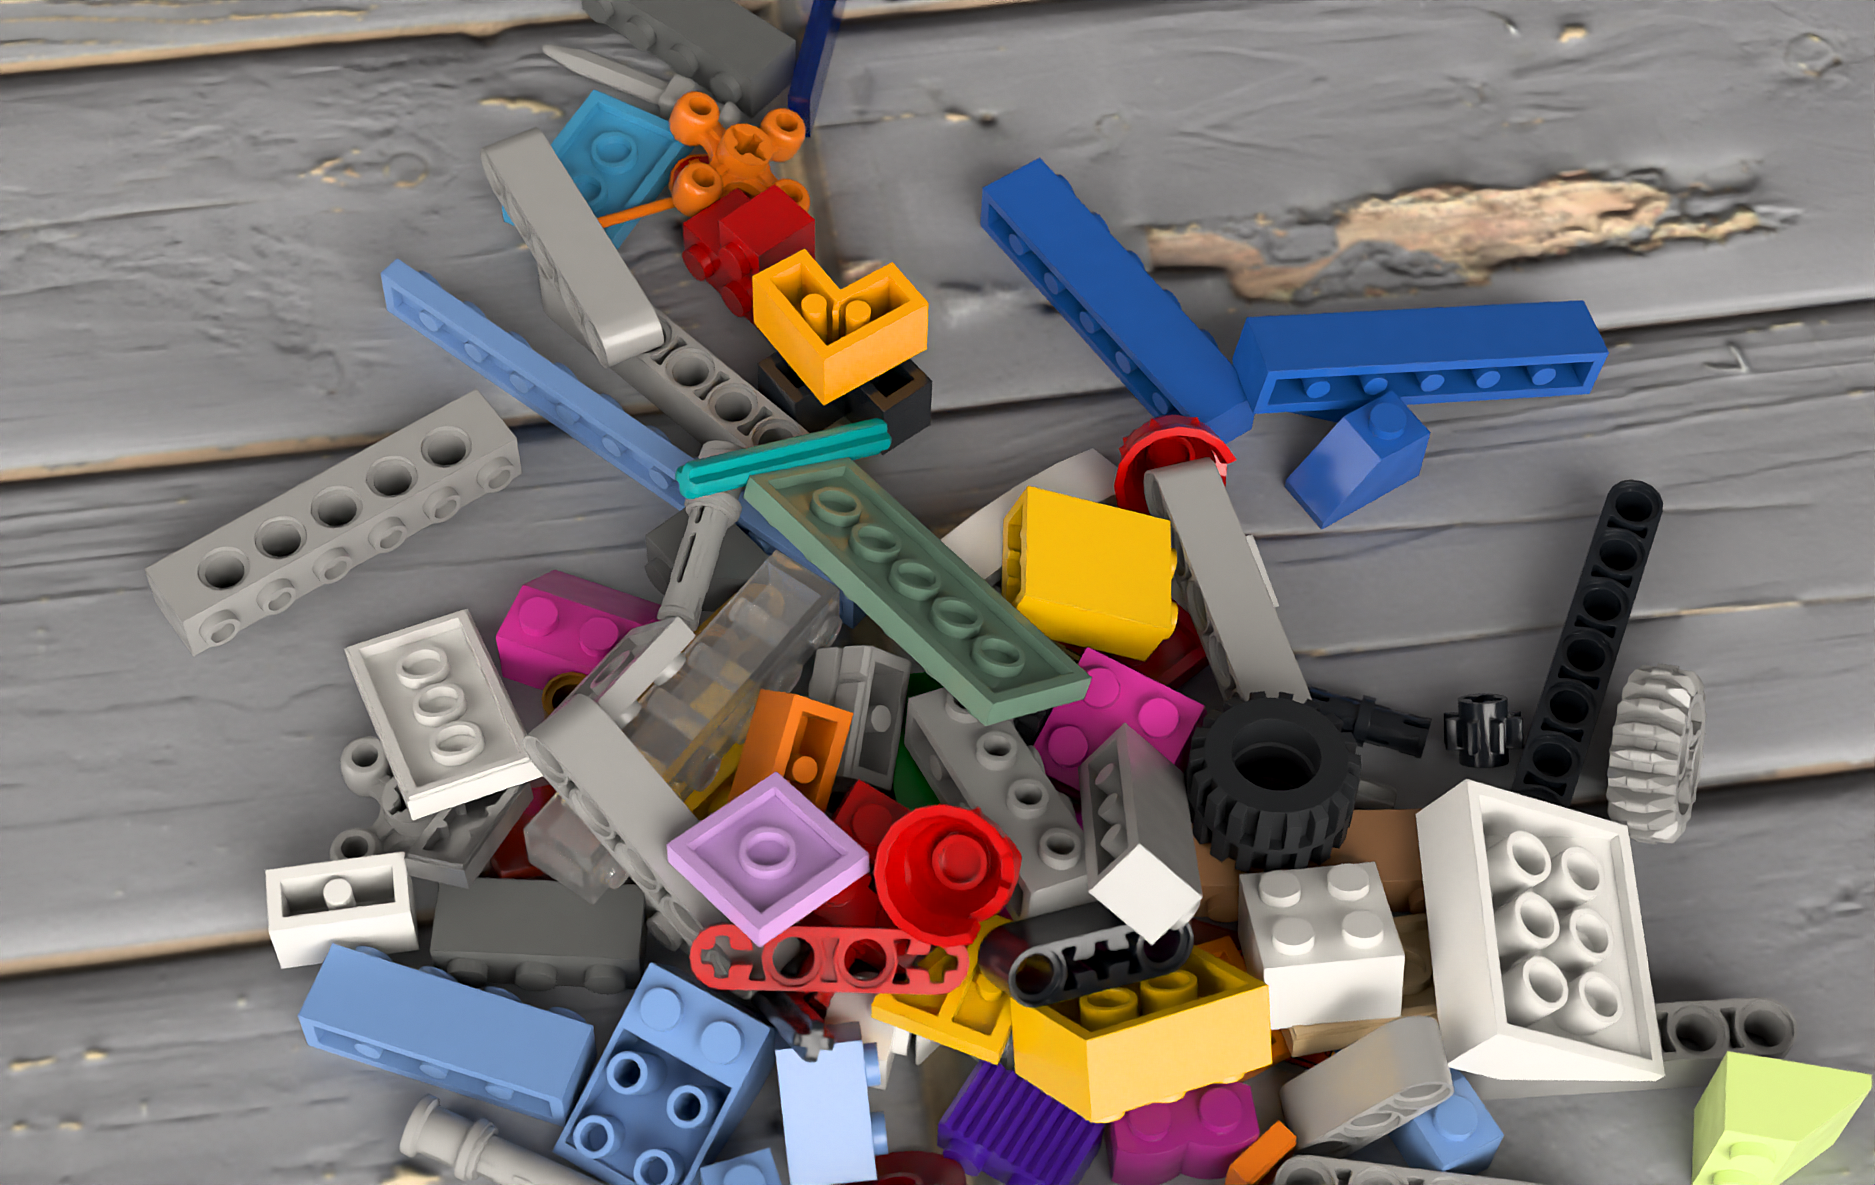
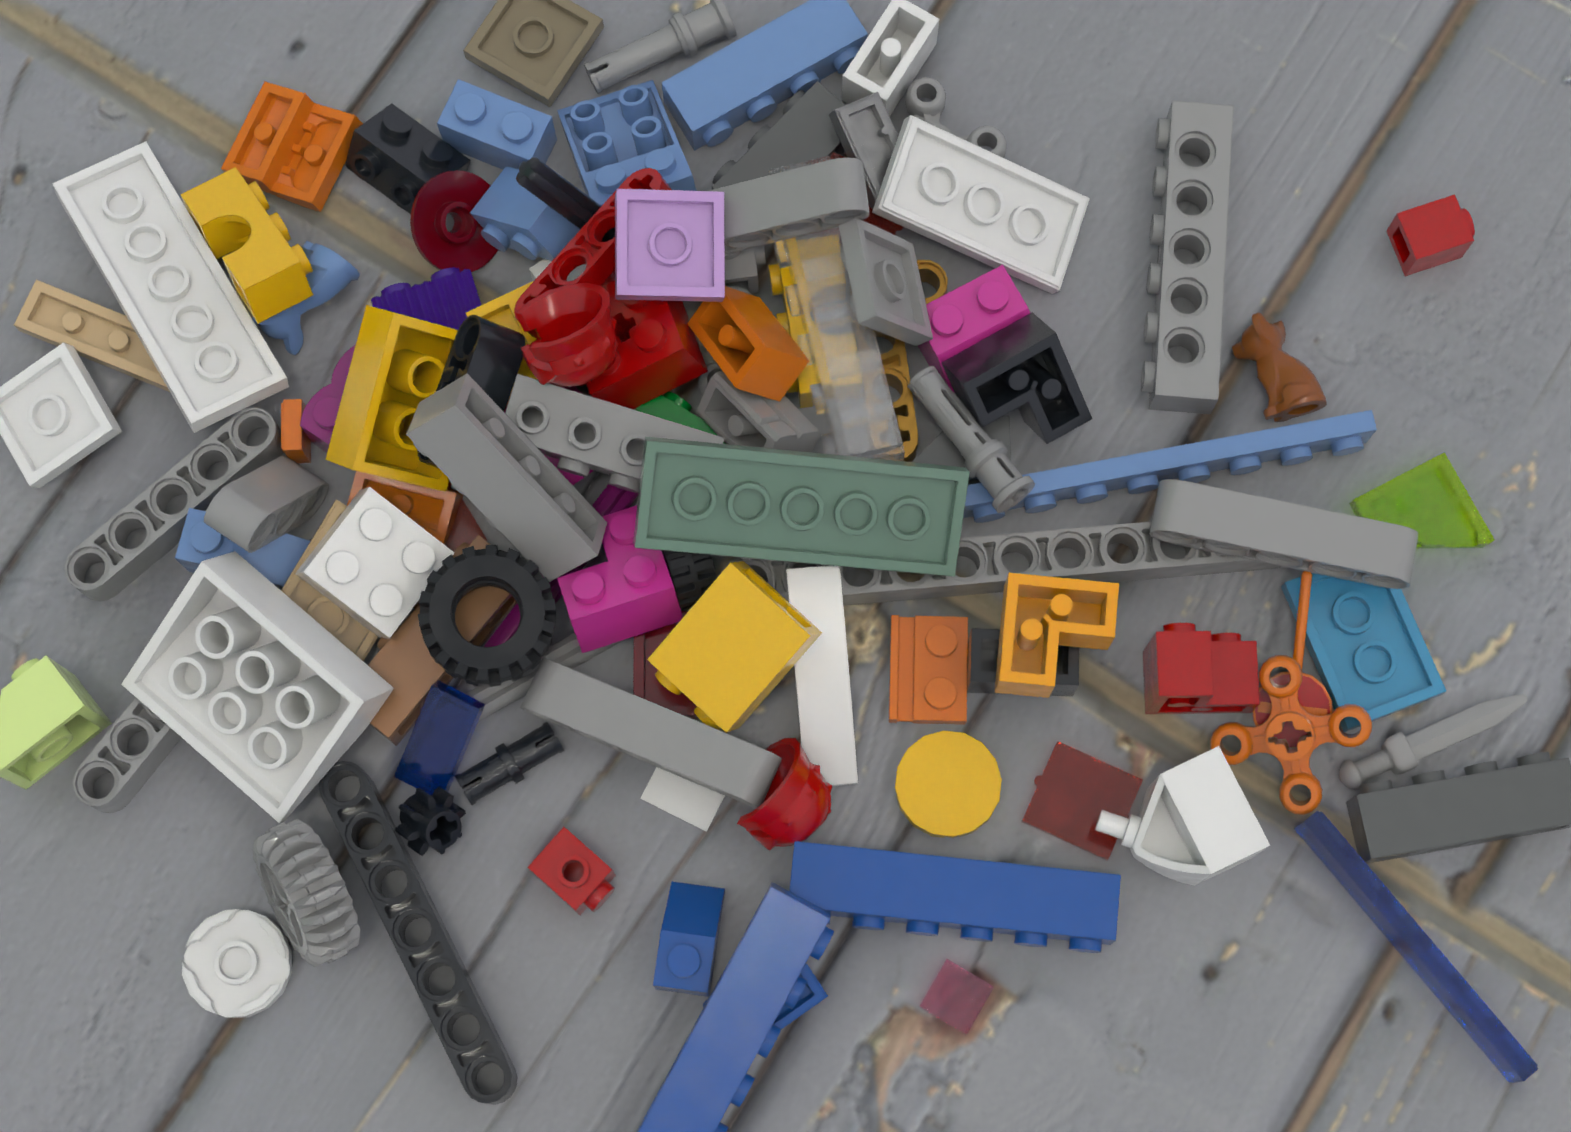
camera: 135 degrees right, 20 degrees up
(149, 353) = (1431, 234): none -> red brick
(401, 366) = (1287, 380): none -> dark orange animal
(437, 208) = (1431, 503): none -> clear neon green wing
(604, 546) = (1020, 370): none -> black brick
(733, 468) = (978, 522): teal axle -> none
(886, 168) = (1191, 822): none -> white piece
(941, 464) = (928, 669): none -> orange plate
(949, 279) = (1073, 795): none -> clear red piece
(1025, 382) = (948, 784): none -> yellow tile
(1192, 259) = (956, 997): none -> clear pink plate
(1401, 590) = (574, 872): none -> red brick
(1405, 775) = (439, 738): none -> clear blue tile
(1764, 804) = (237, 963): none -> white tile

